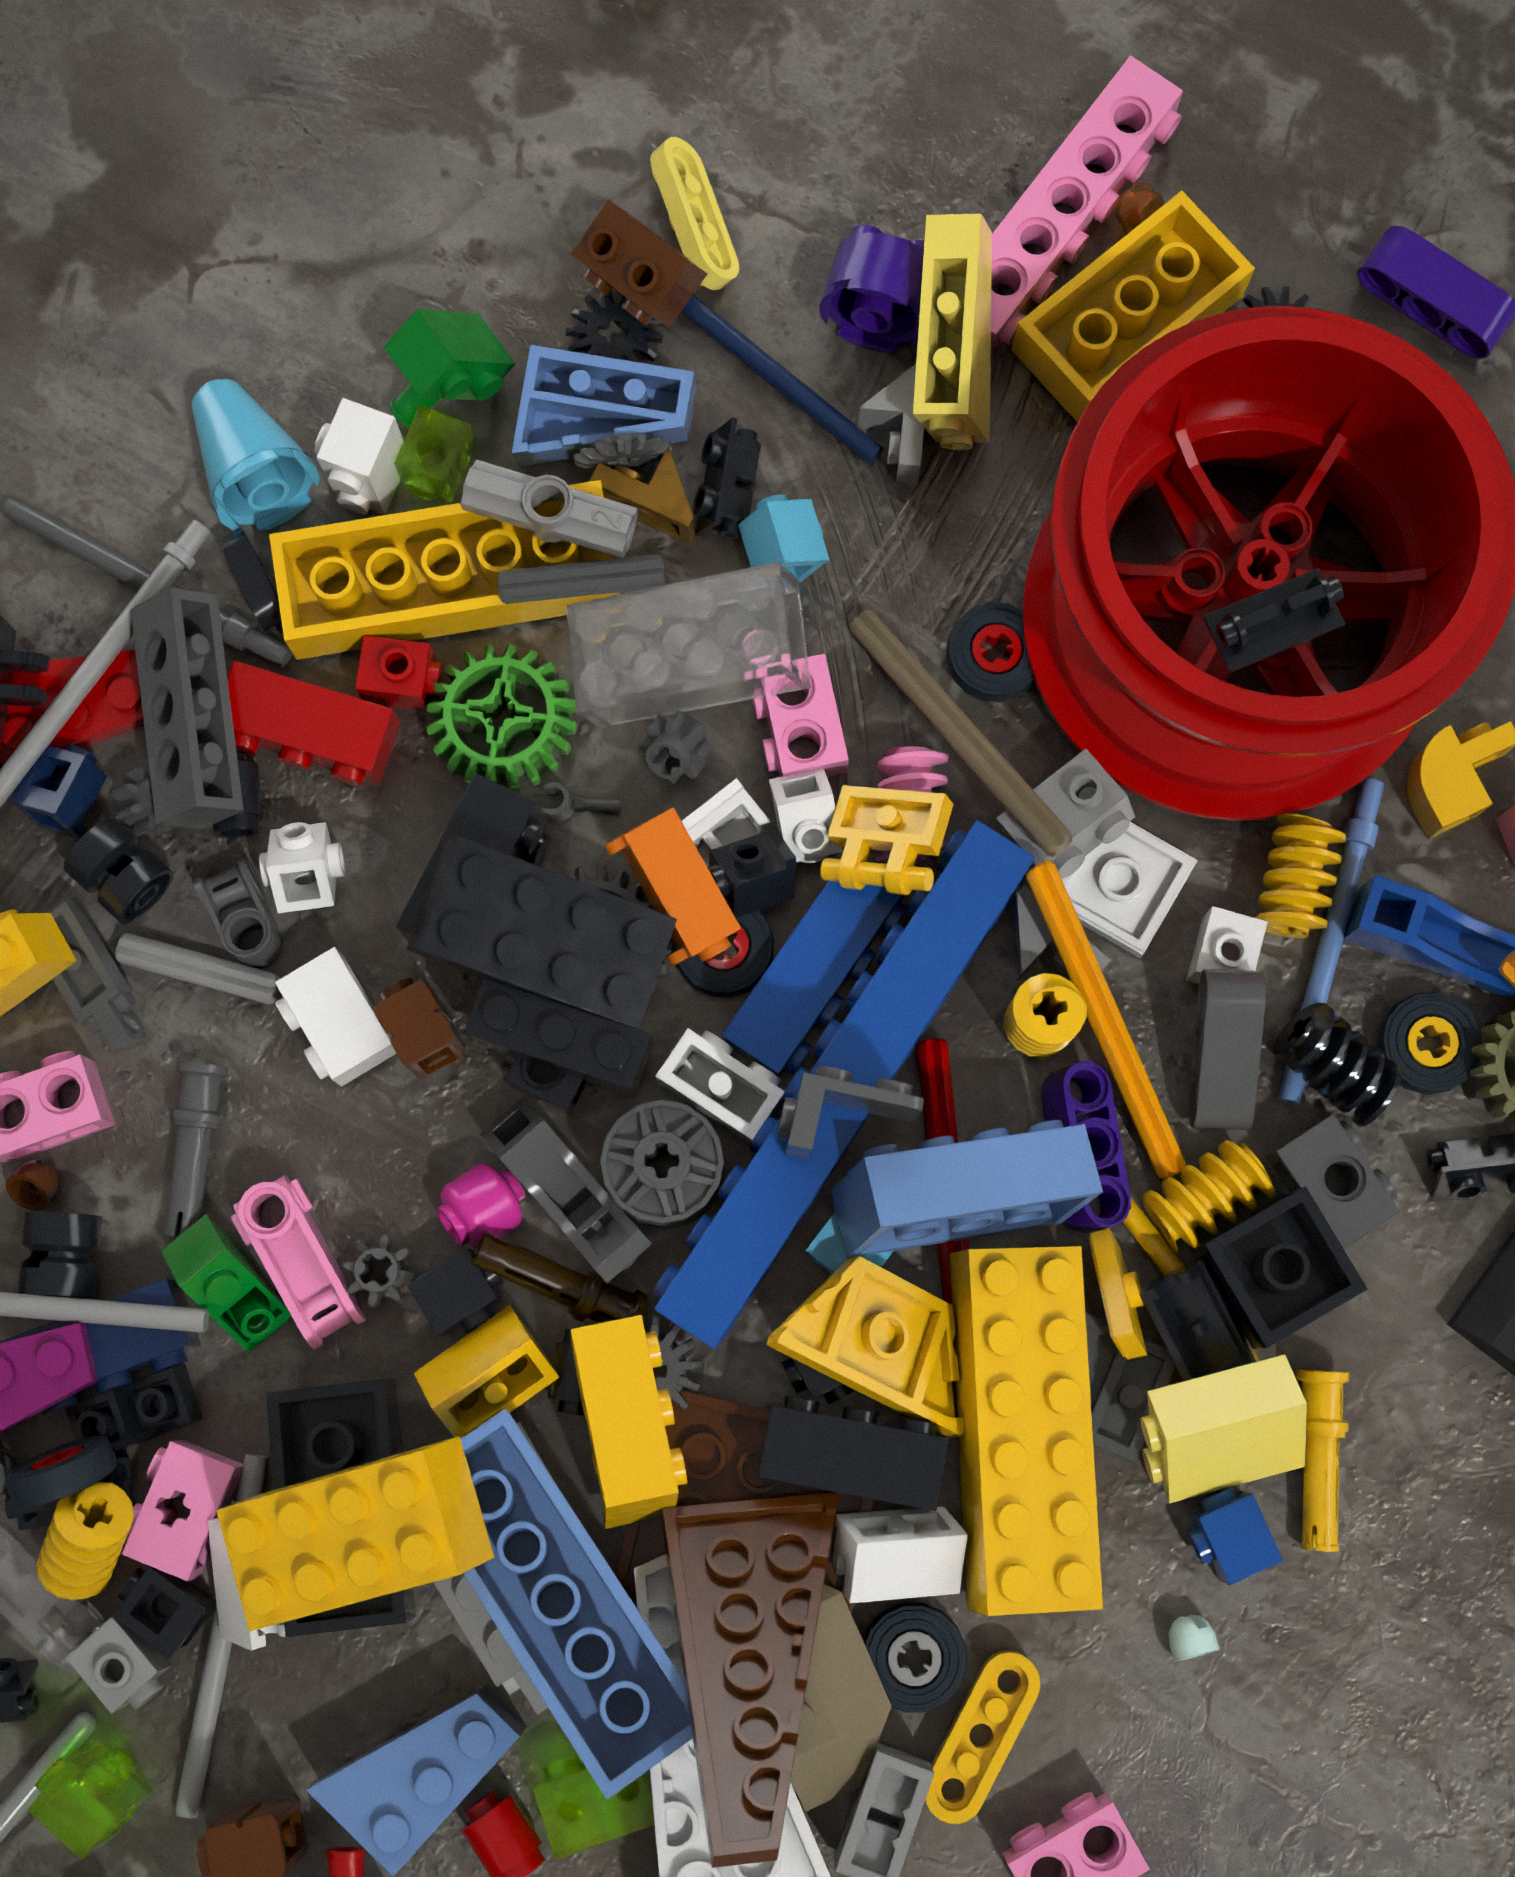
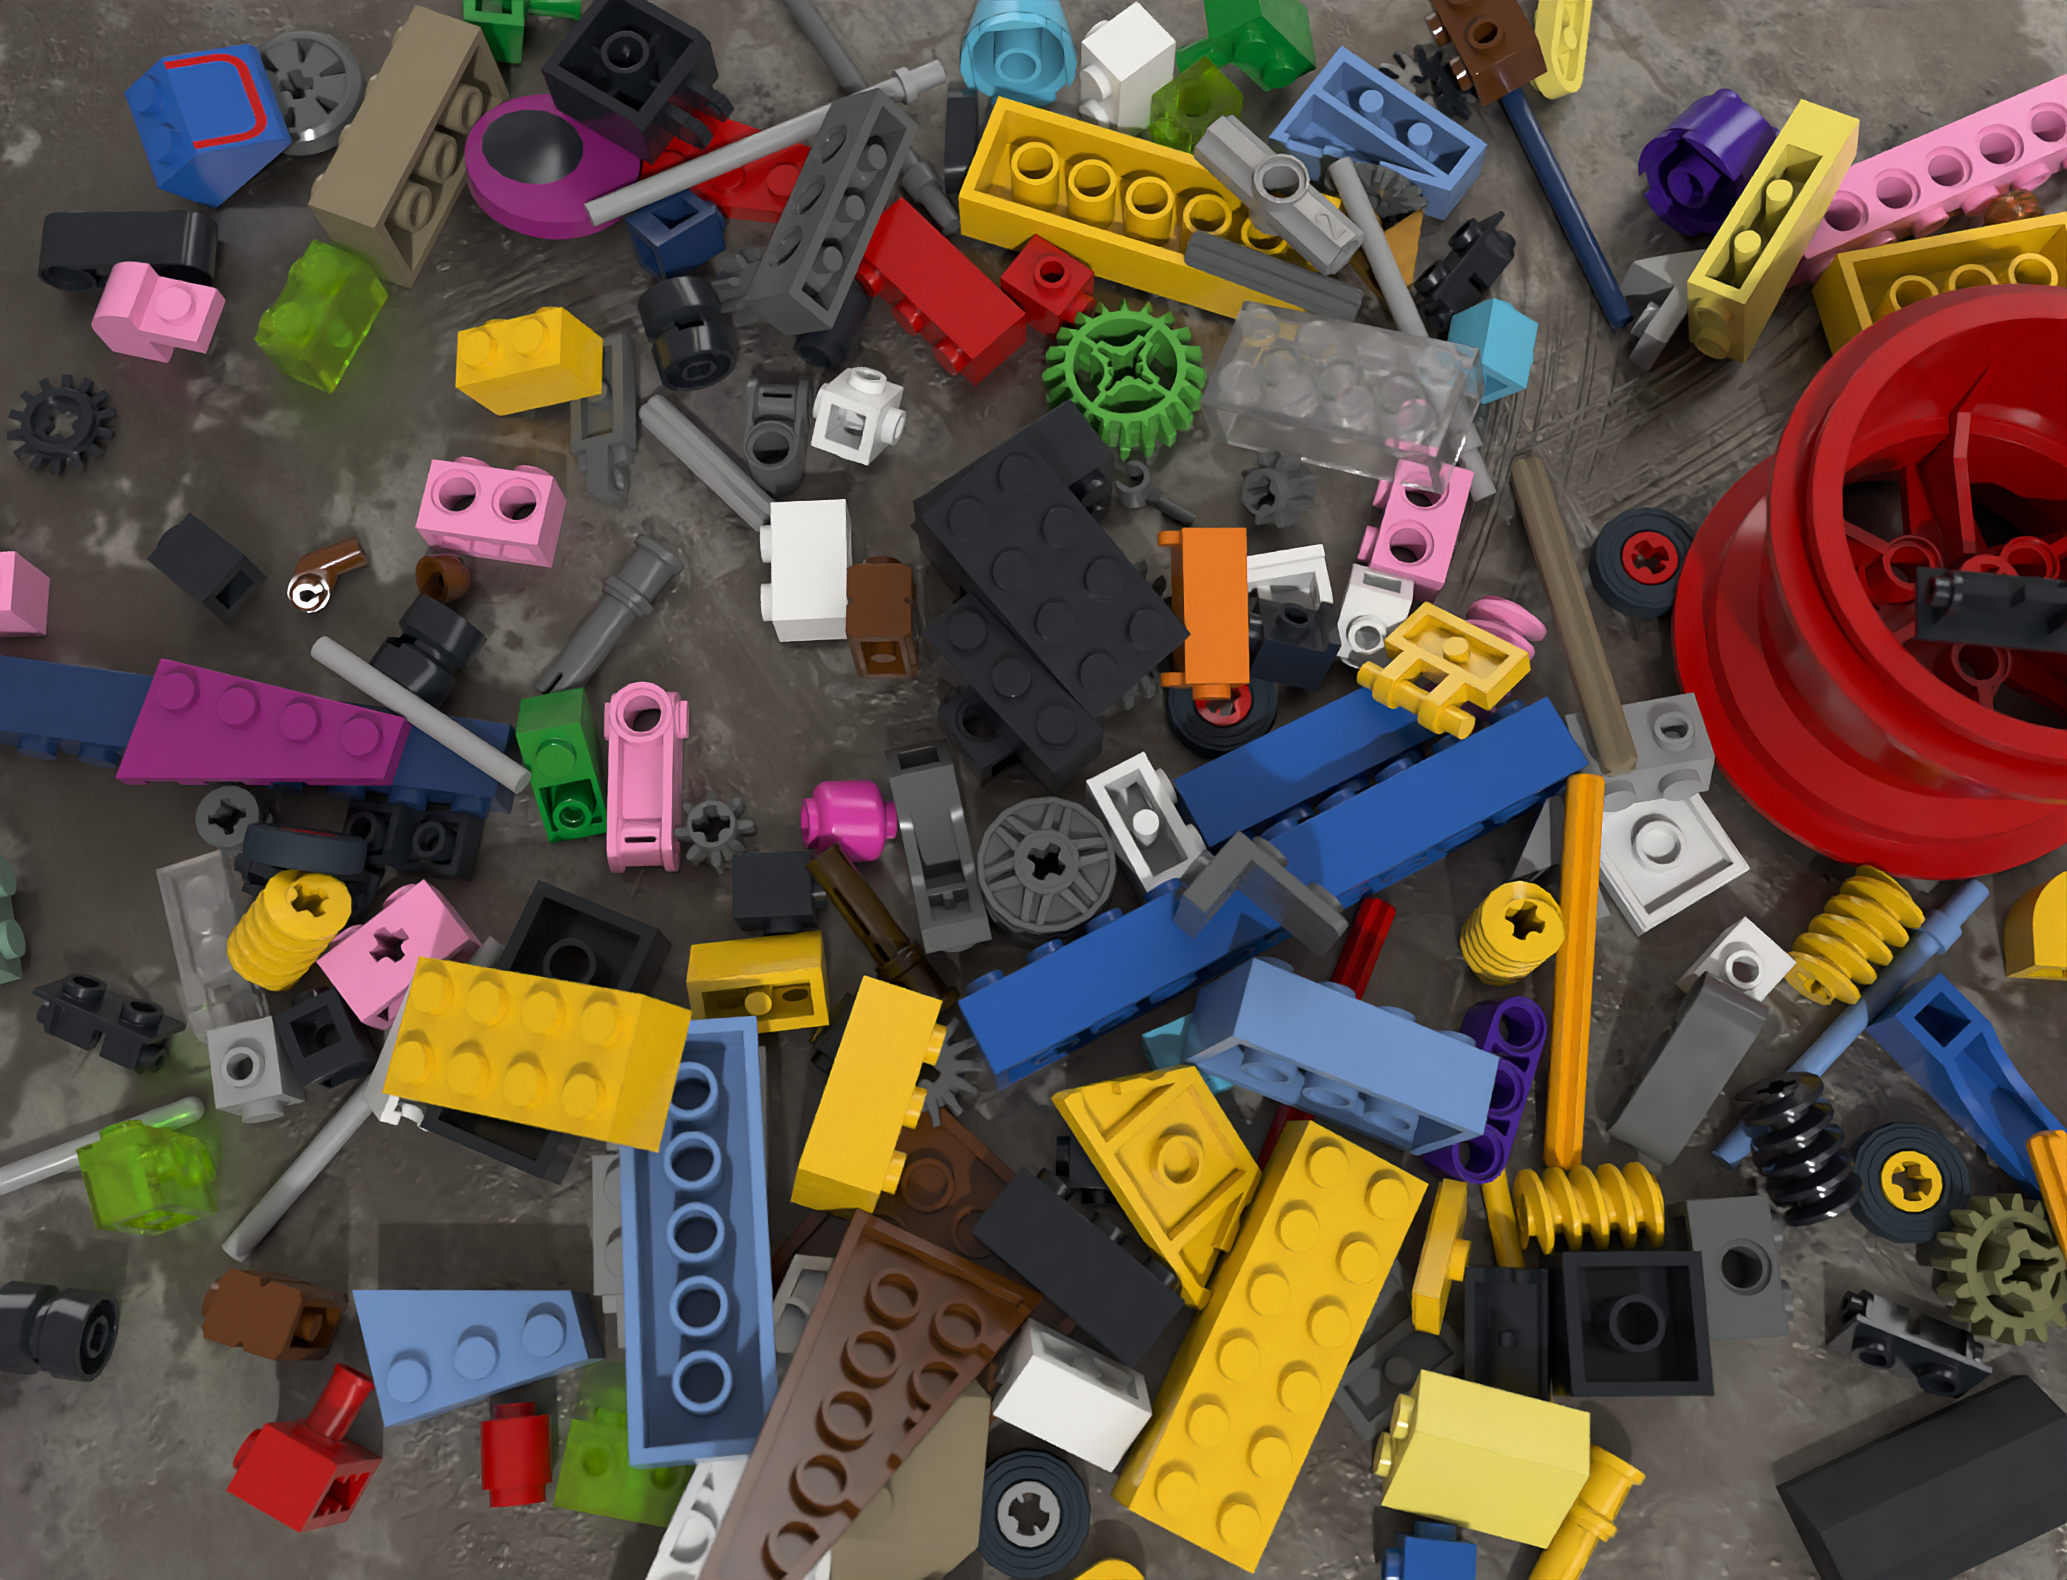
camera: 30 degrees right, 5 degrees down
(692, 539) = (1399, 298): none -> light grey bar

